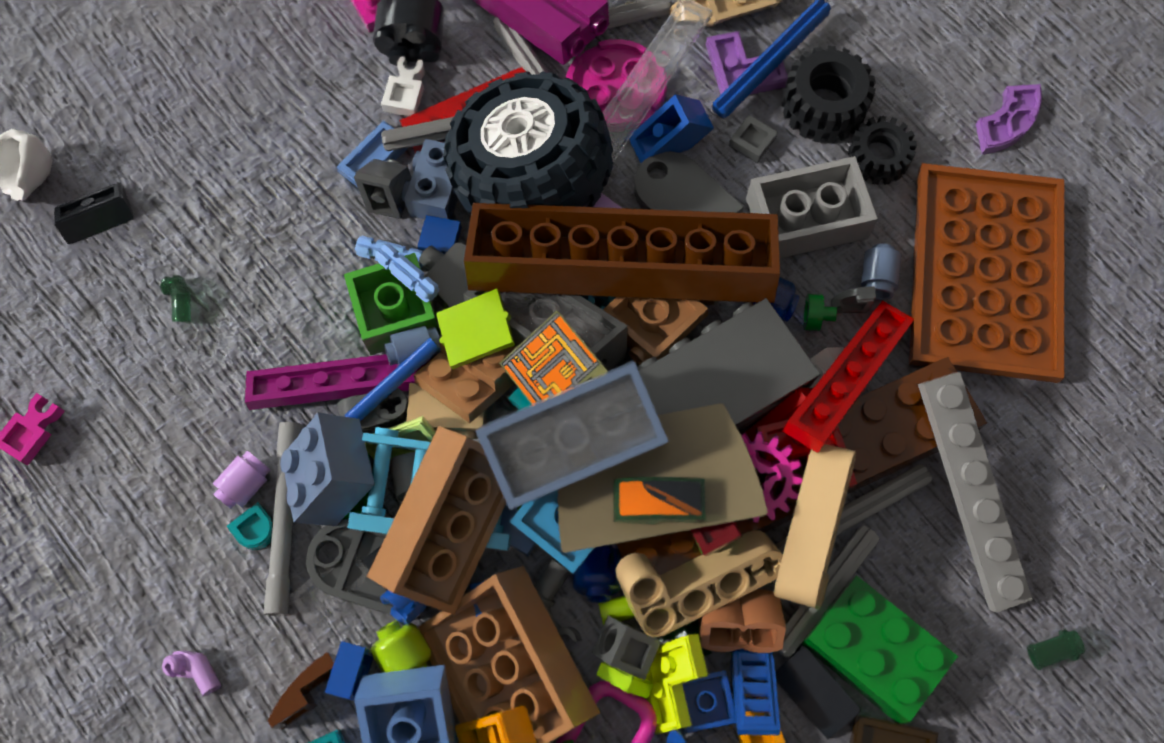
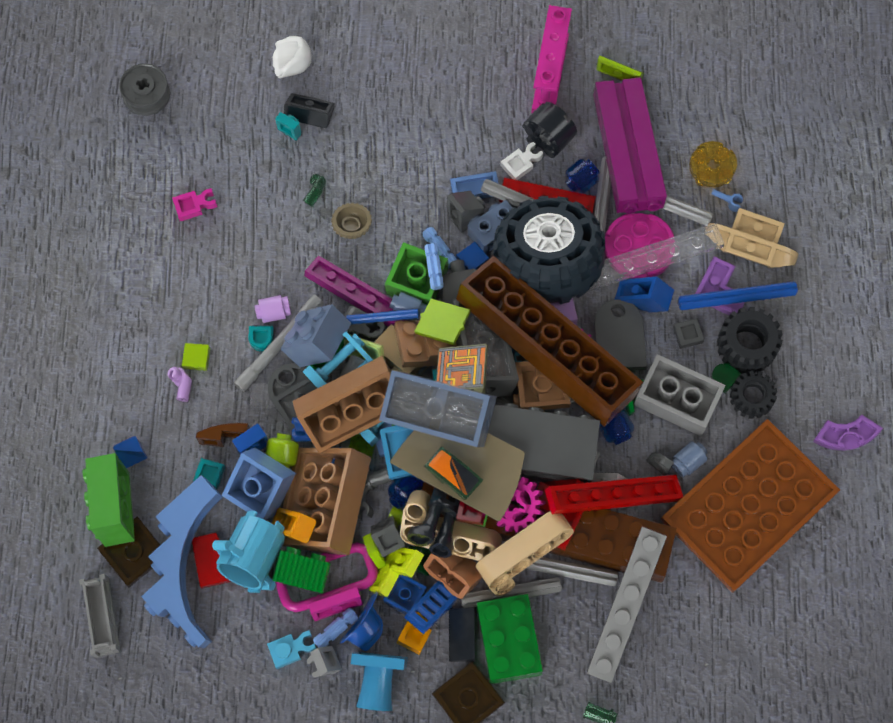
camera: 40 degrees right, 0 degrees up
(81, 246) = (288, 125): none -> teal plate
(185, 620) = (196, 356): none -> lime tile
(255, 300) = (351, 221): none -> dark tan hat
(488, 54) = (582, 175): none -> clear blue head
(496, 561) = (360, 444): none -> clear neon green tile
(687, 606) = (424, 534): none -> black piece
(816, 312) = (633, 451): green tile -> none
(832, 149) = (726, 375): none -> dark green tile

